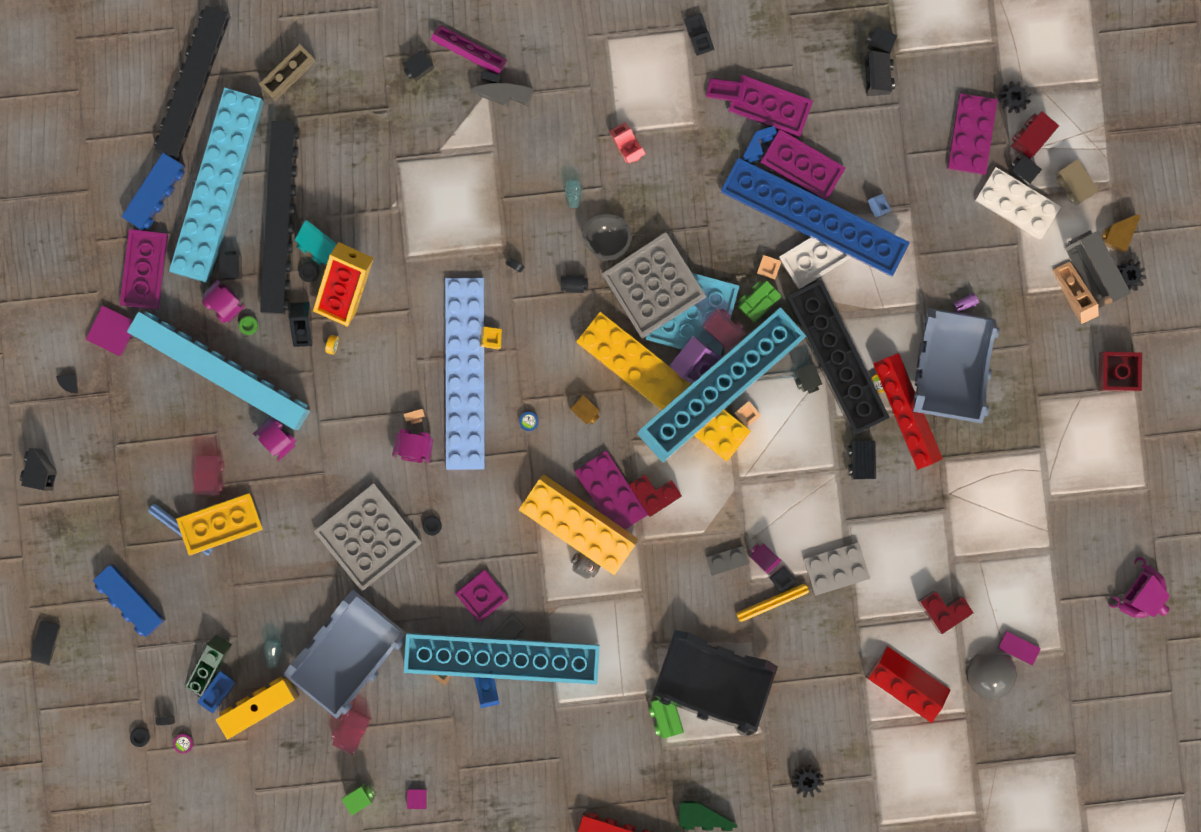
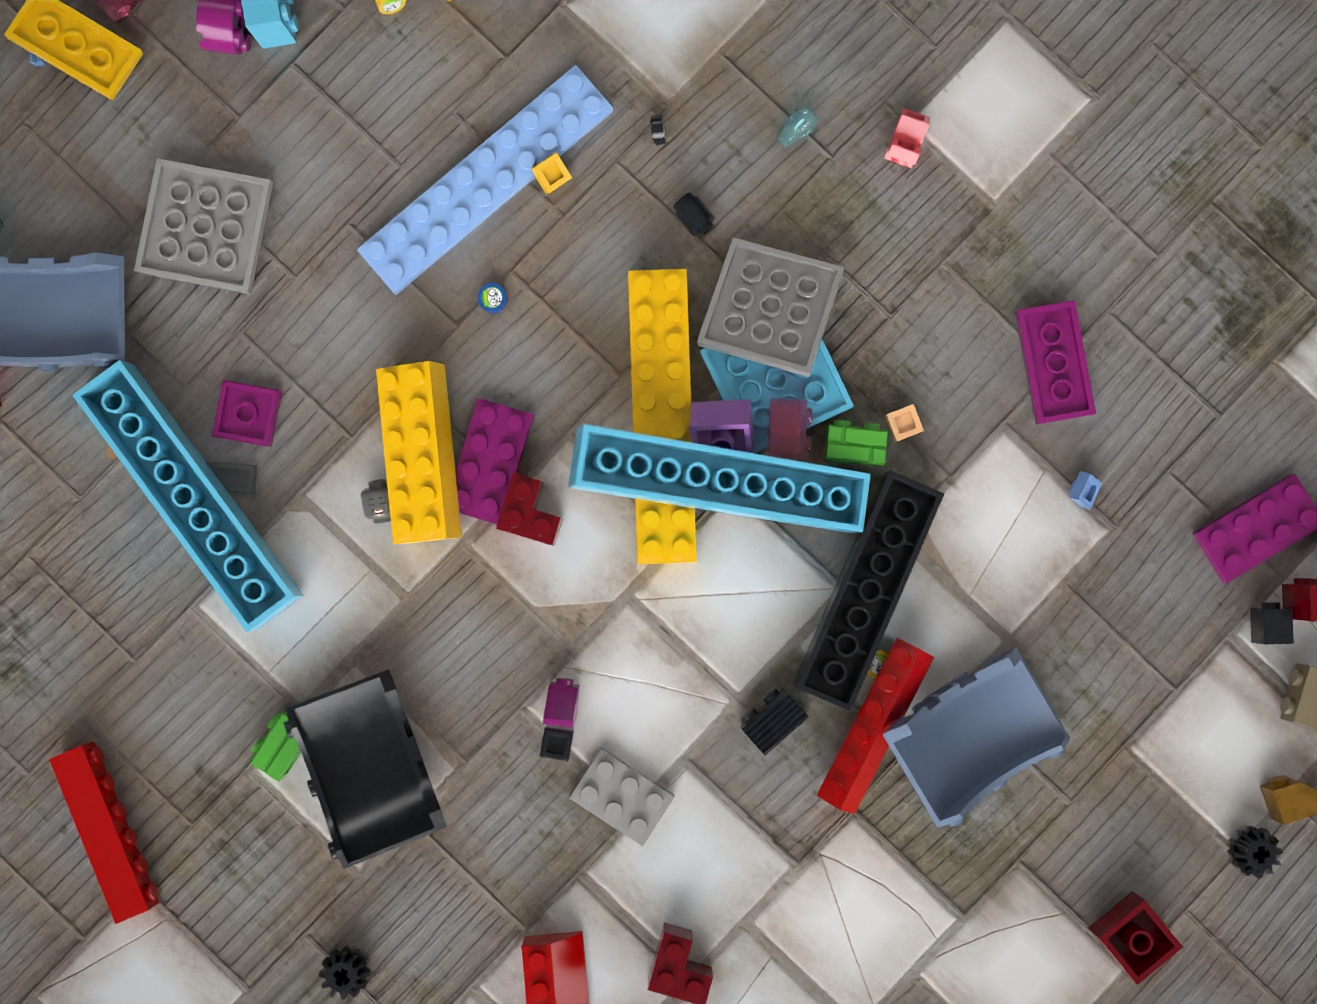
camera: 55 degrees right, 0 degrees up
(412, 446) = (348, 186): magenta brick -> none
(415, 416) = (387, 162): light nougat plate -> none
(432, 525) = (279, 289): black tile -> none
(486, 691) = (133, 513): blue plate -> none
(585, 411) = (558, 351): pearl gold brick -> none
(607, 236) = (780, 204): dark grey cylinder -> none
(697, 814) = (200, 881): dark green slope -> none
(698, 34) = (1102, 117): black slope -> none
(726, 90) = (1066, 200): magenta tile -> none
(727, 560) = (524, 661): dark grey plate -> none
(747, 414) = (713, 541): light nougat plate -> none
(754, 149) = (1024, 291): blue slope -> none
(772, 106) = (1091, 267): magenta plate -> none
(772, 602) = (519, 755): yellow axle -> none
(808, 379) = (813, 577): pearl dark grey brick -> none
(811, 261) = (972, 470): white plate -> none
(815, 217) = (1009, 427): blue plate -> none
(878, 73) = (1237, 358): black slope -> none
(881, 40) = (1276, 331): black brick -> none
(966, 302) = (1059, 686): medium lavender pin -> none
(1018, 203) = (1224, 649): white plate -> none
(1076, 293) = (1181, 808): light nougat slope -> none
(1097, 268) = (1264, 818): dark grey window -> none

